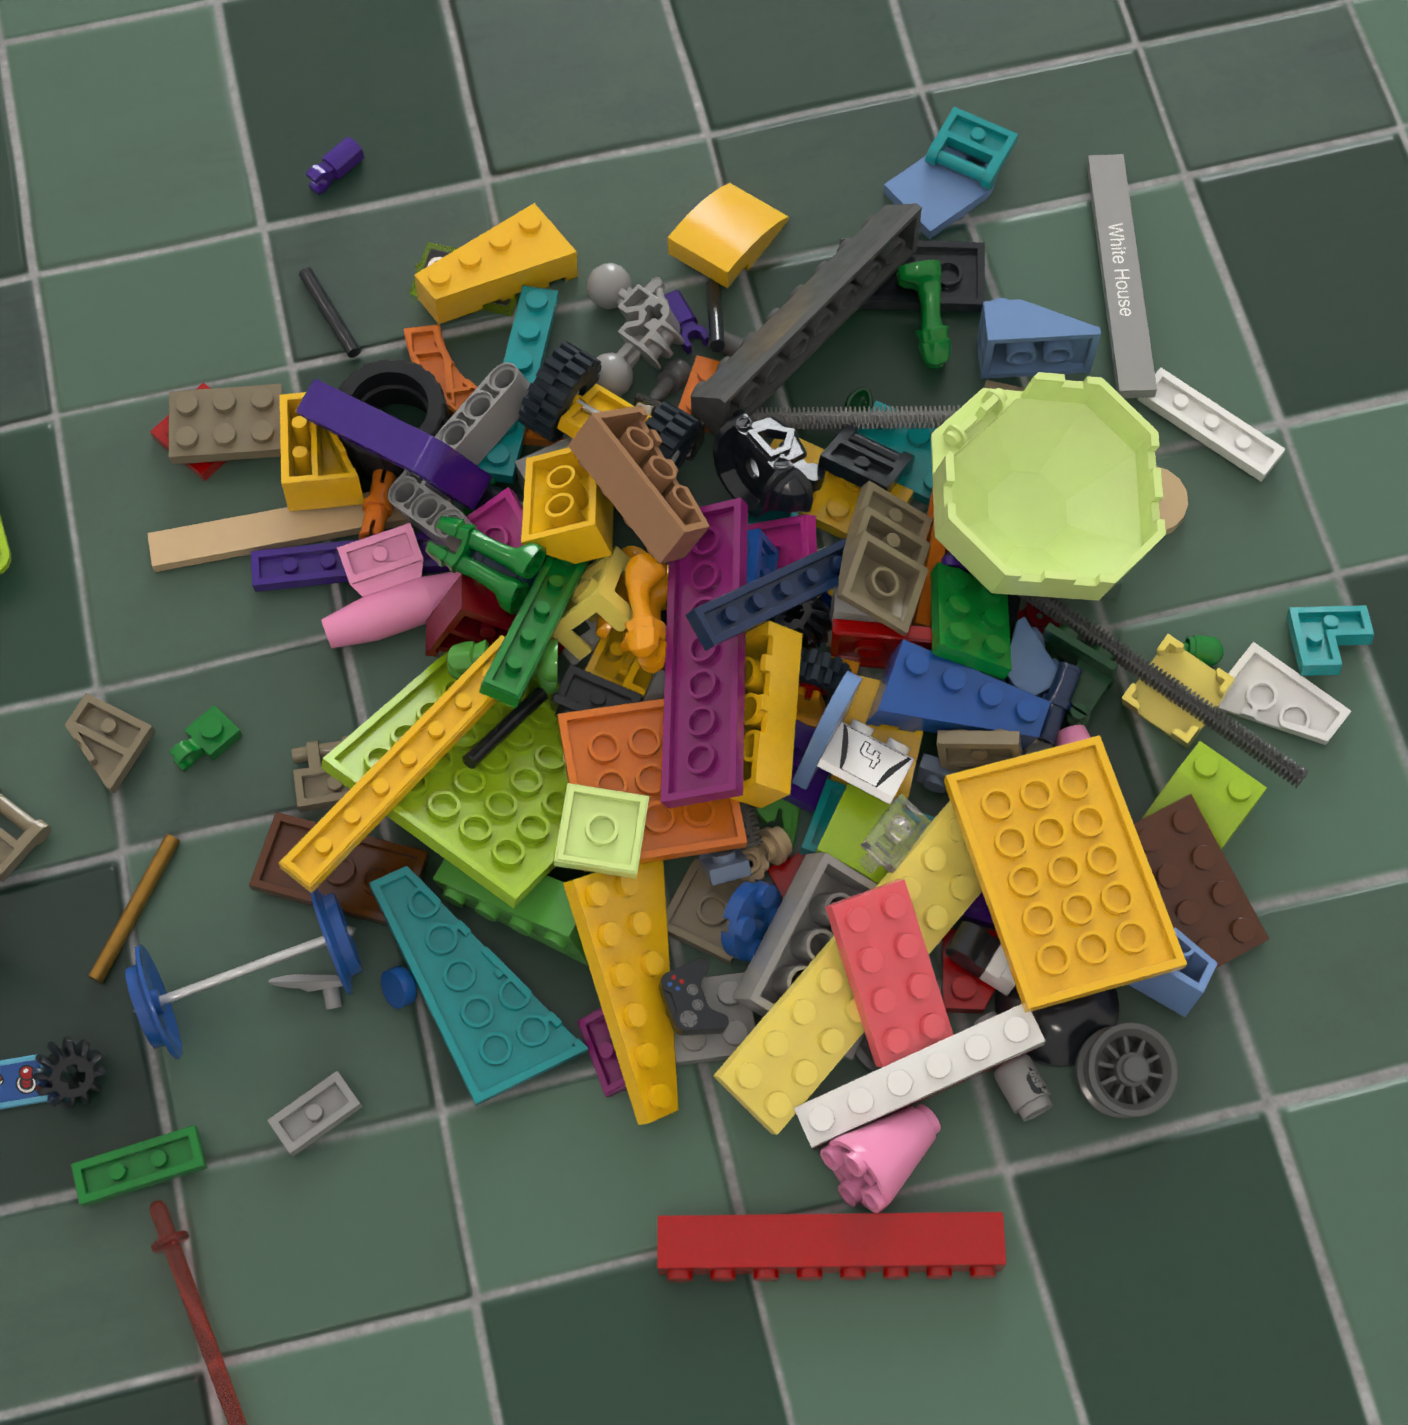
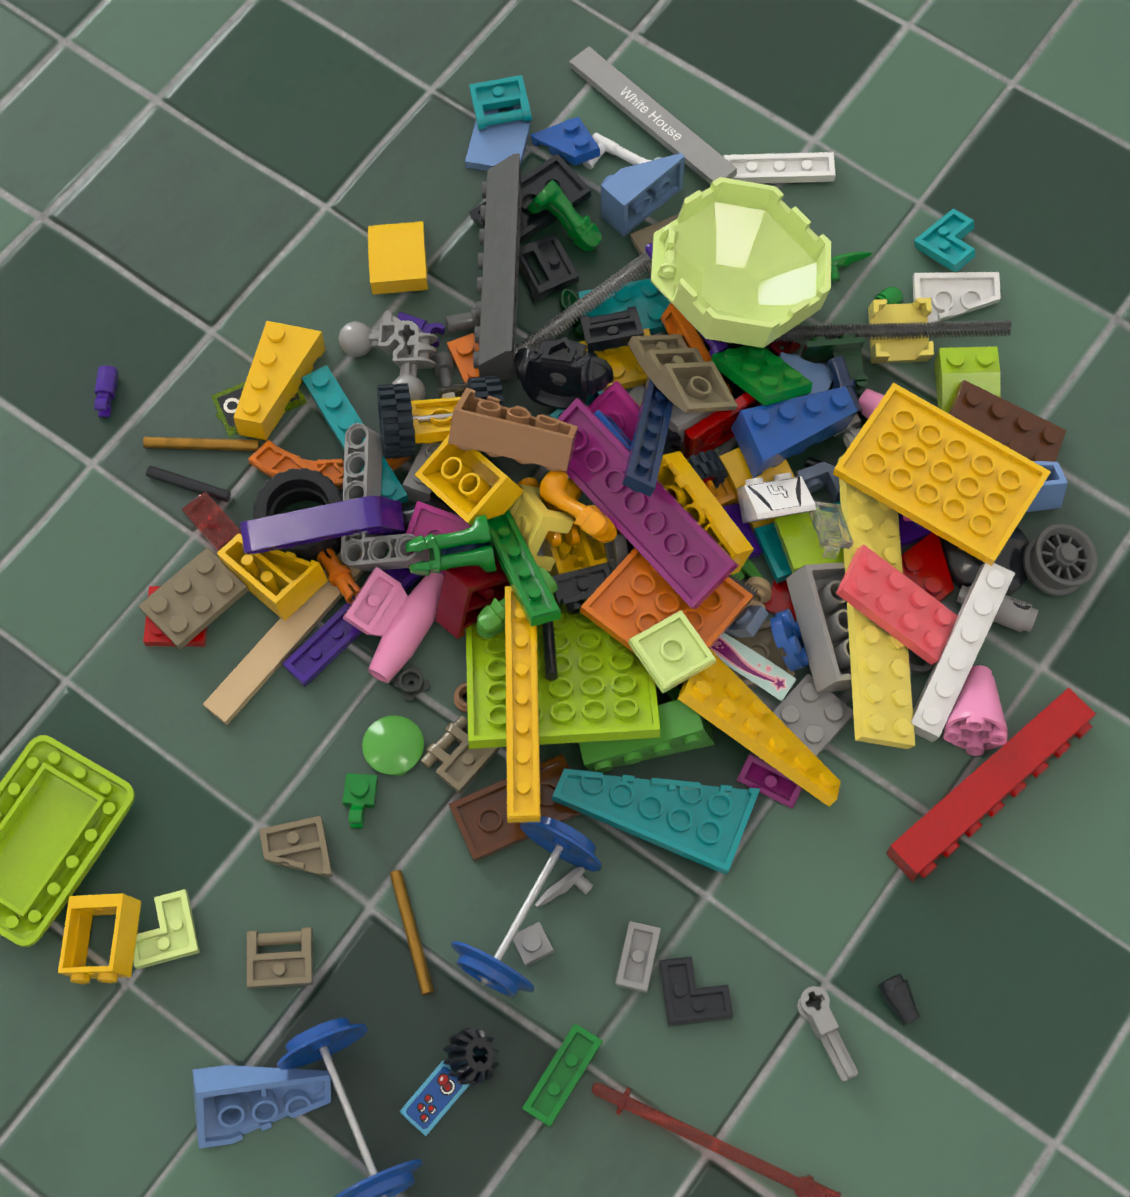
camera: 40 degrees left, 0 degrees up
(231, 1015) = (532, 944): none -> light grey plate
(282, 713) = (393, 745): none -> bright green dish
(314, 358) = (211, 521): none -> clear red plate
(321, 1196) = (687, 1003): none -> black tile
(353, 656) = (411, 674): none -> pearl dark grey plate
(376, 282) = (201, 443): none -> pearl gold bar
(398, 987) = (619, 844): blue piece -> none
(425, 1347) = (826, 1030): none -> light grey connector
(528, 1379) = (899, 998): none -> black cone
(686, 1001) = (797, 715): black piece -> none
(693, 912) = (753, 666): none -> sticker
(715, 316) = (439, 309): black bar -> none
(827, 727) = (741, 491): medium blue tile -> none
(877, 354) = (553, 263): none -> black plate
(971, 749) = (832, 443): dark tan wing -> none
(981, 955) = (934, 557): black leg -> none
(1009, 238) = (569, 141): none -> blue wing
(1046, 268) = (613, 148): none -> white piece
(1189, 572) = (845, 260): none -> green bar

